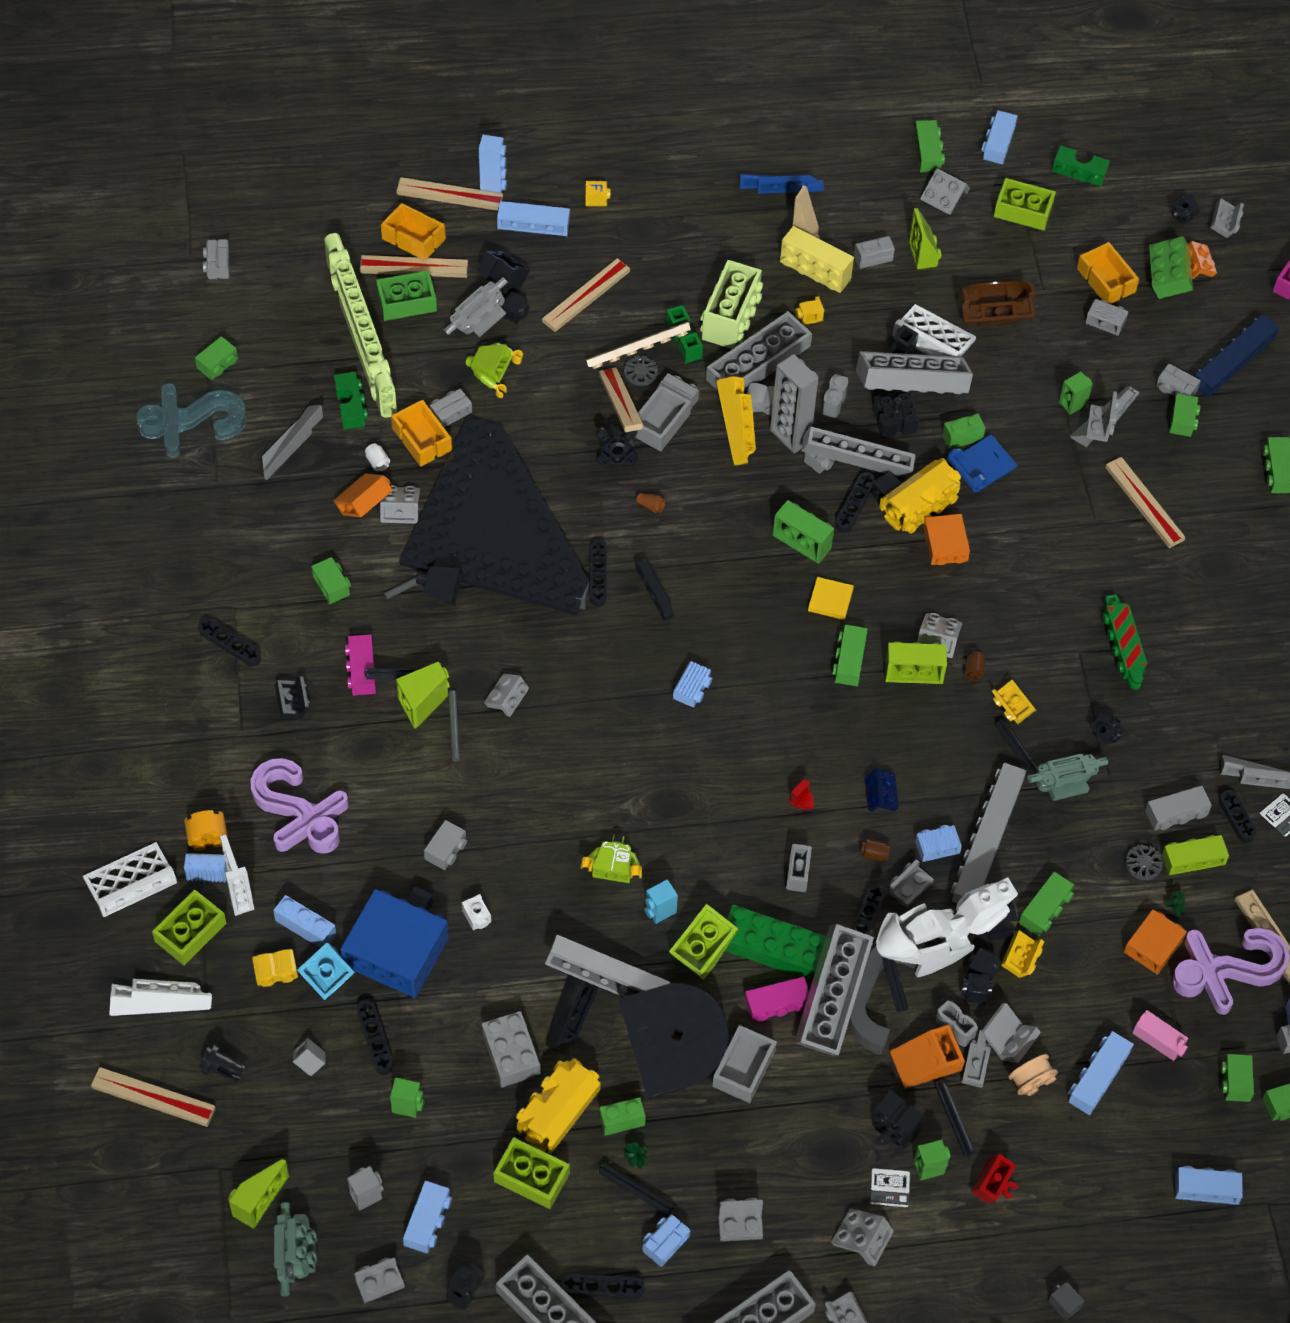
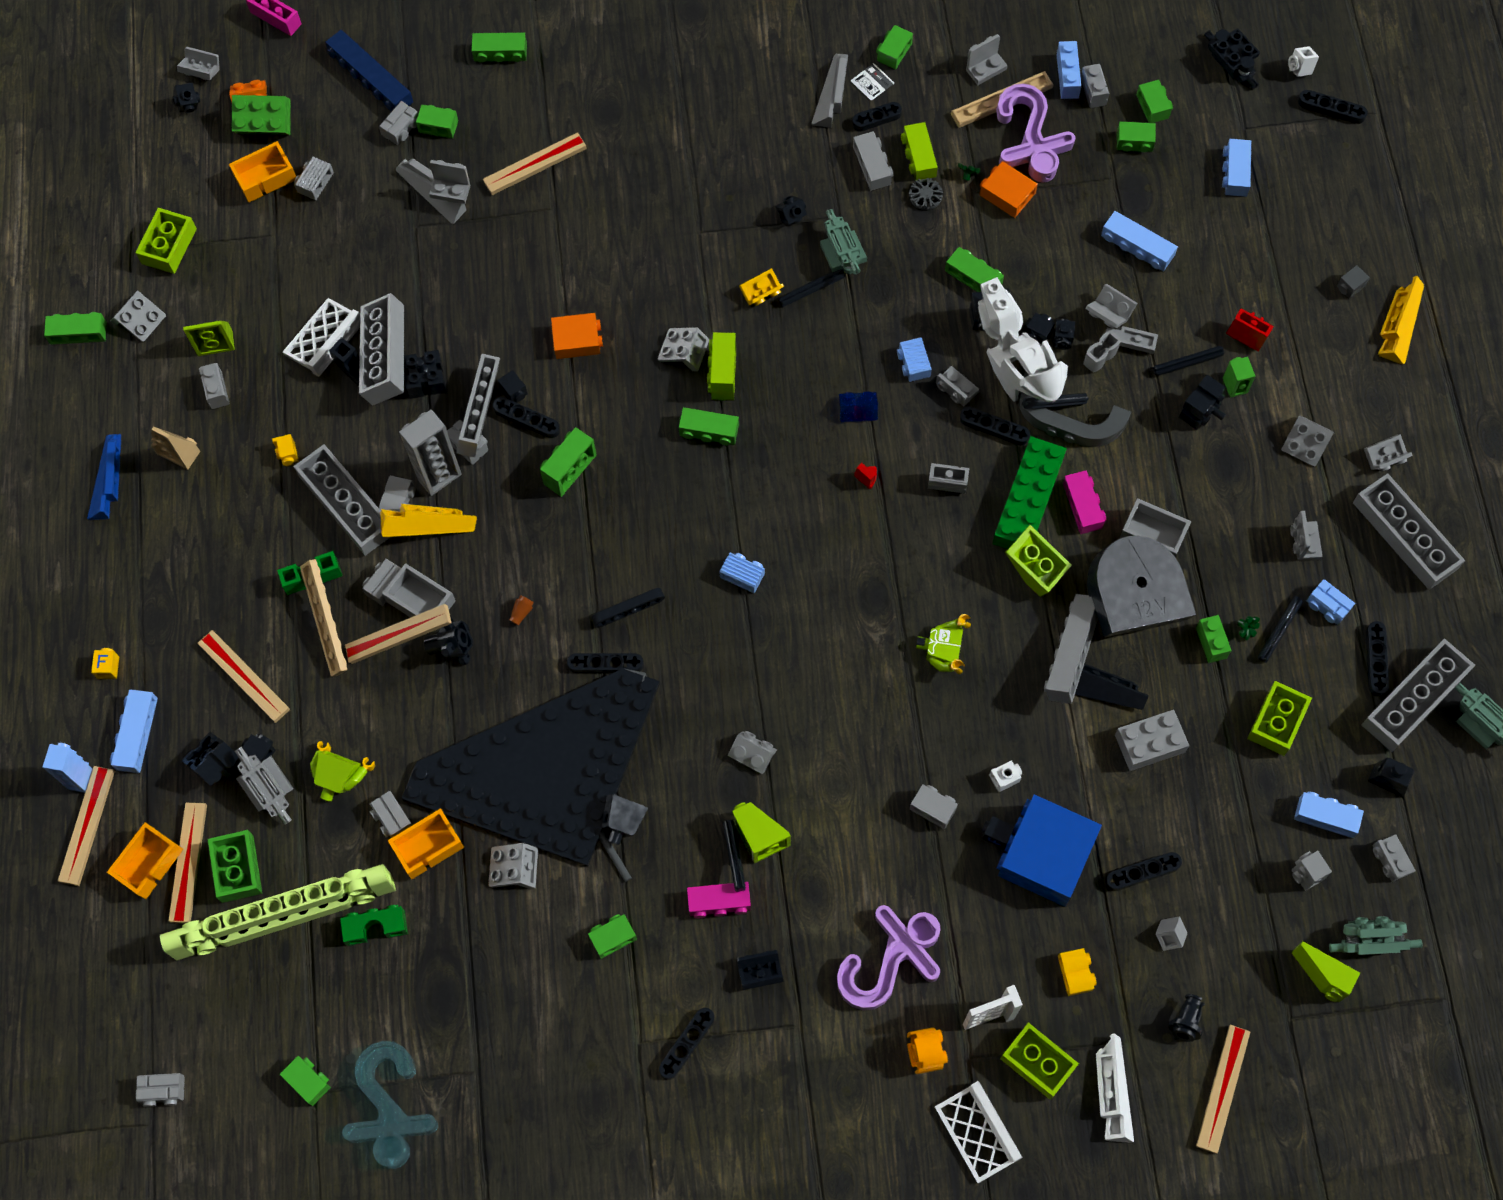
camera: 85 degrees left, 10 degrees up
(205, 867) = (966, 1049): light blue brick -> none
(291, 440) = (423, 989): light grey wedge -> none
(304, 922) = (1026, 943): light blue brick -> none
(326, 970) = (1079, 919): medium azure slope -> none
(363, 495) = (508, 902): orange brick -> none
(377, 457) = (453, 892): white brick -> none
(406, 1097) = (1215, 834): bright green brick -> none
(454, 726) = (792, 804): dark grey bar -> none
(559, 1105) = (1211, 692): yellow brick -> none
(640, 370) = (349, 620): dark grey wheel -> none
(661, 902) = (992, 600): medium azure brick -> none
(732, 305) = (280, 521): yellowish green brick -> none
(816, 259) = (223, 439): light yellow brick -> none
(830, 598) = (639, 444): yellow tile -> none
(834, 989) = (1085, 445): light grey brick -> none
(835, 396) = (390, 425): light grey brick -> none
(875, 850) = (924, 412): reddish brown brick -> none
(890, 1187) = (1257, 417): sticker -> none
(920, 495) = (527, 352): yellow brick -> none
(928, 1057) = (1135, 376): orange slope -> none
(963, 431) = (448, 313): bright green brick -> none
(975, 666) = (721, 318): reddish brown brick -> none
(981, 463) = (484, 300): blue door -> none
(990, 830) = (905, 316): light grey brick -> none
(996, 303) = (290, 276): reddish brown piece -> none
(999, 137) = (71, 260): light blue brick -> none
(1022, 954) = (1028, 294): yellow bracket -> none
(1033, 1075) = (1150, 290): light nougat wheel -> none
(1075, 392) = (410, 208): bright green brick -> none
(1091, 172) = (114, 201): green arch -> none
(1125, 641) = (694, 190): green hinge -> none
(1161, 1036) = (1100, 192): bright pink brick -> none

